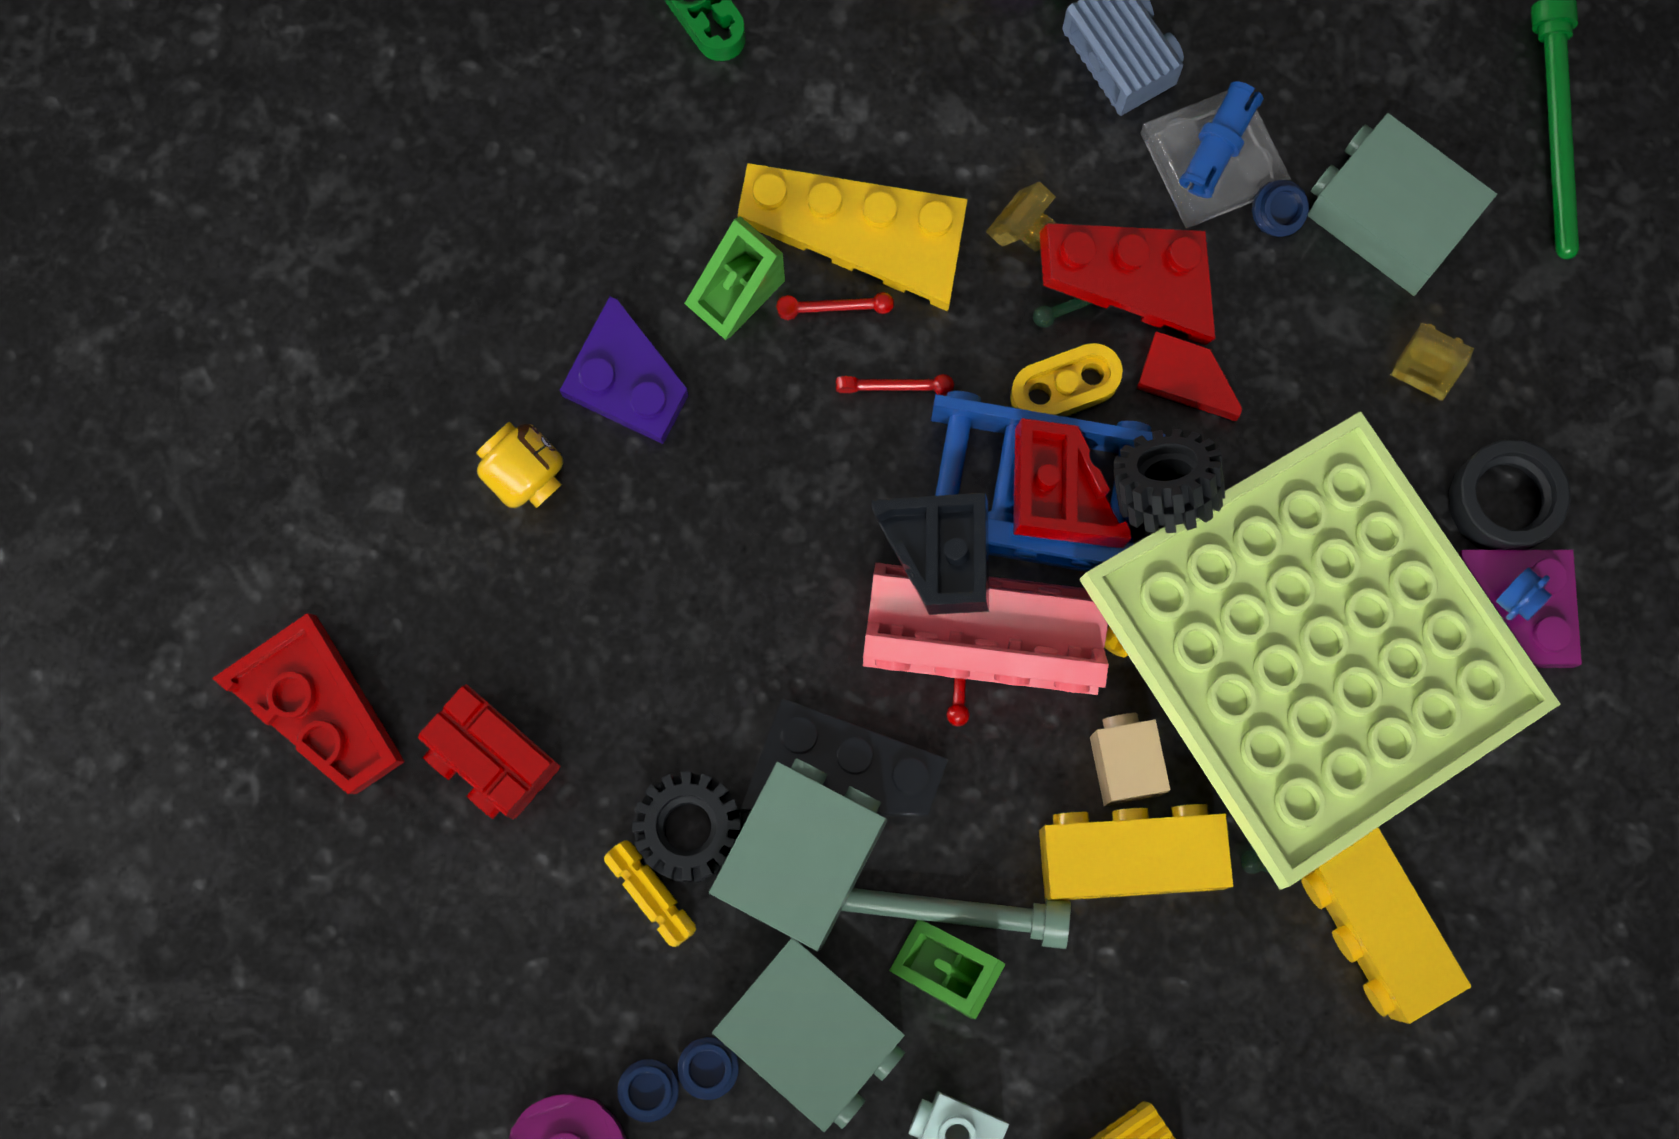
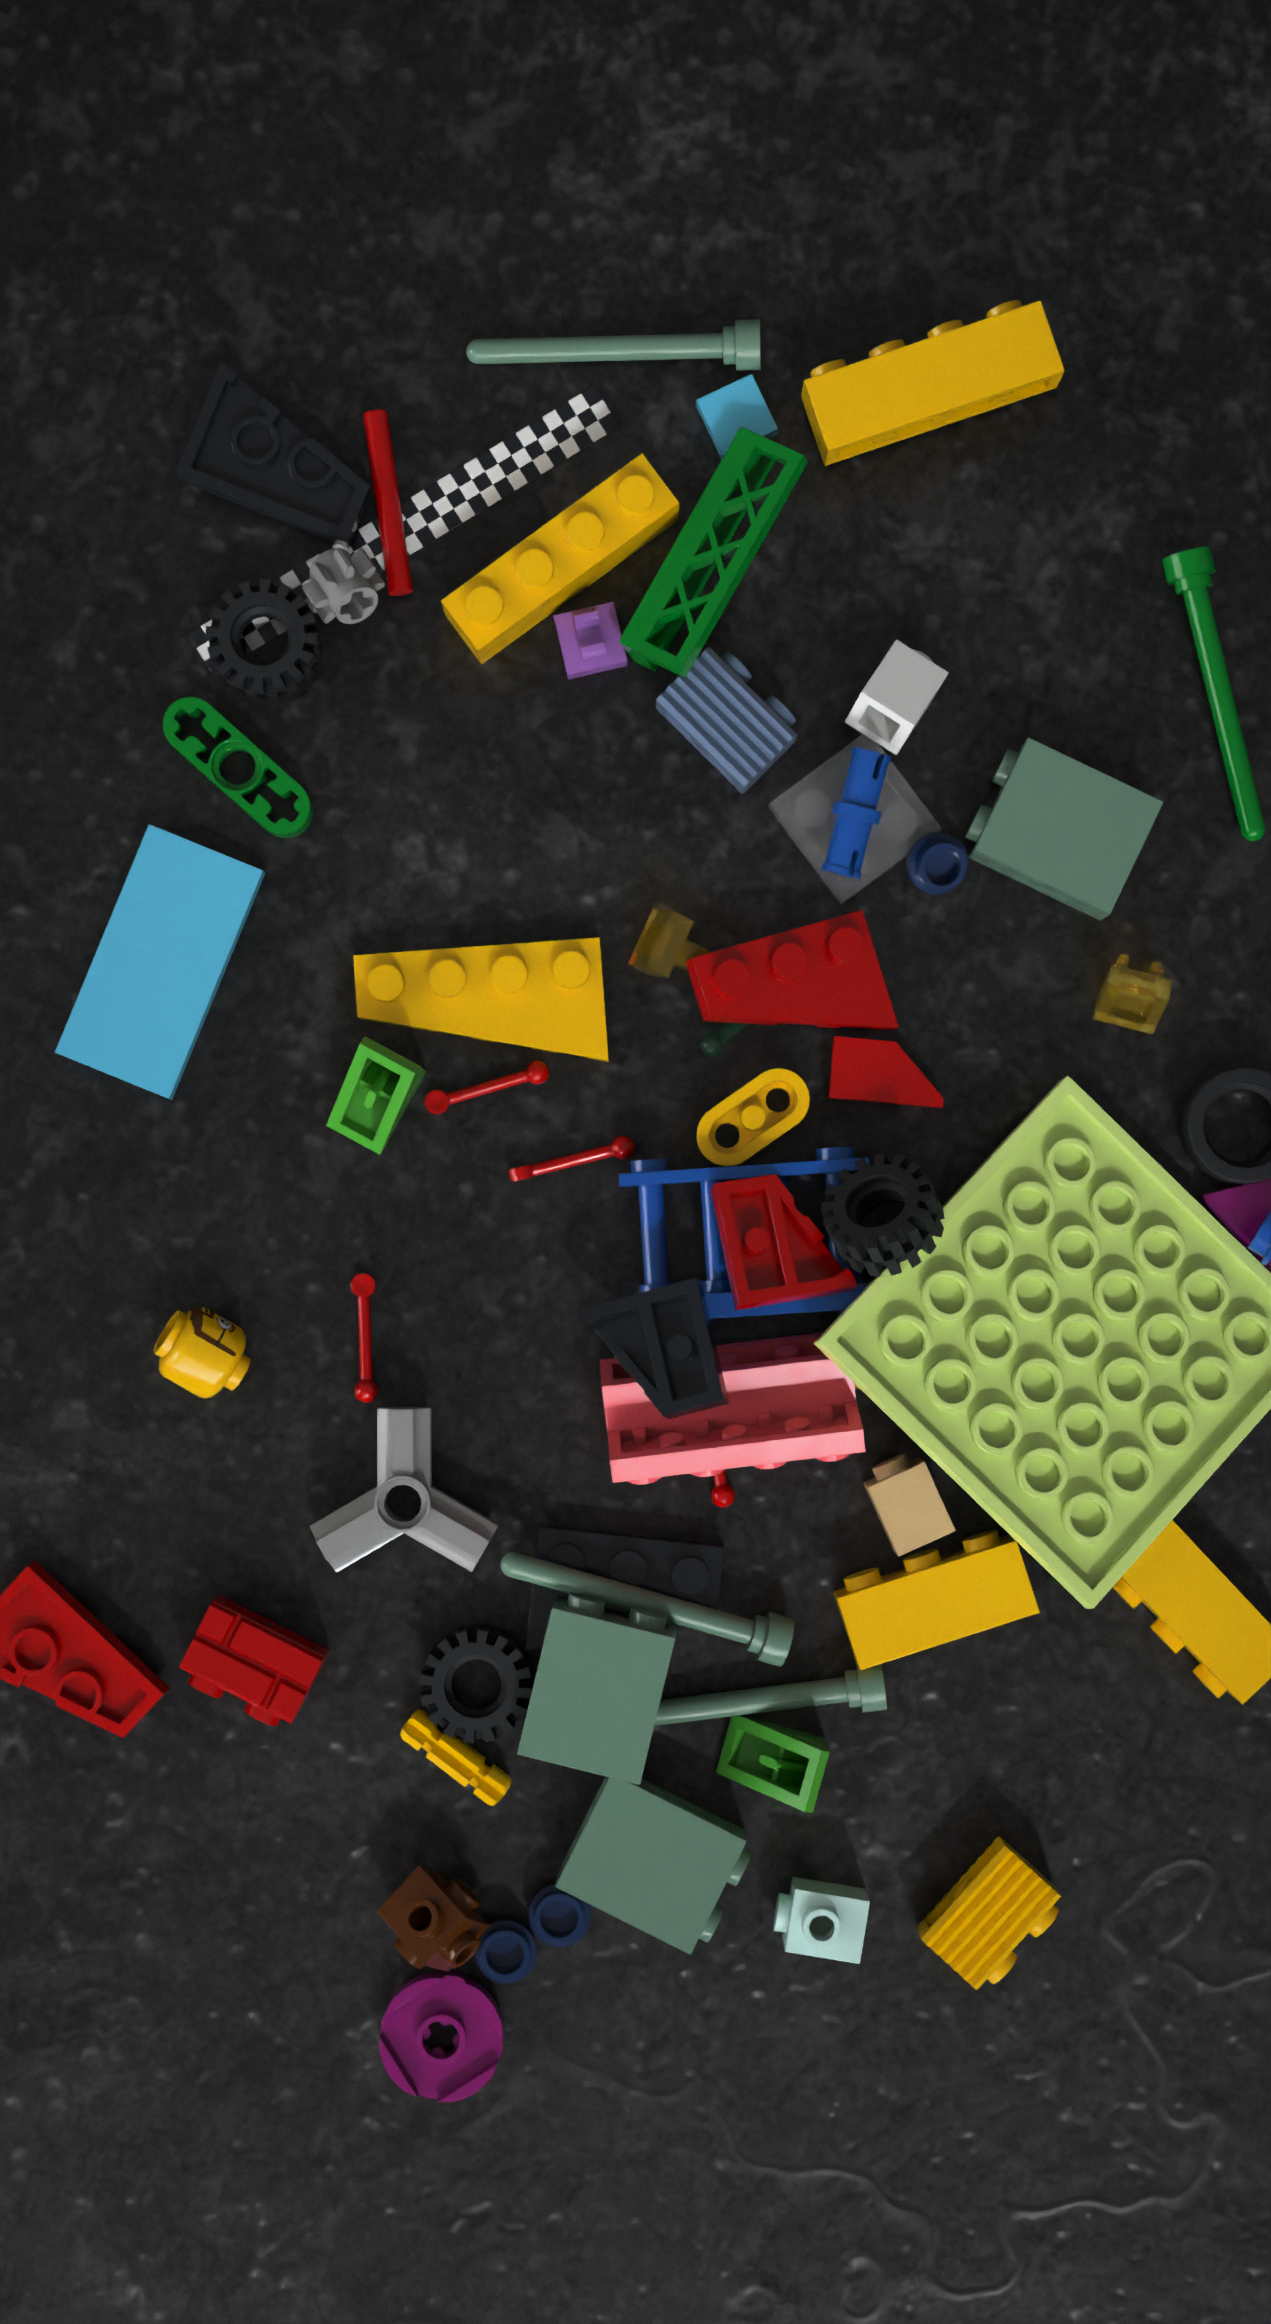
camera: 10 degrees left, 10 degrees up
(577, 132) = (160, 962): none -> medium azure tile
(588, 1038) = (434, 1920): none -> reddish brown brick
(625, 377) = (285, 1223): dark purple wing -> none
(676, 607) = (369, 1522): none -> light grey piece
(679, 450) = (363, 1287): none -> red hinge
(965, 849) = (765, 1635): none -> sand green piece
(1277, 56) = (896, 696): none -> white brick

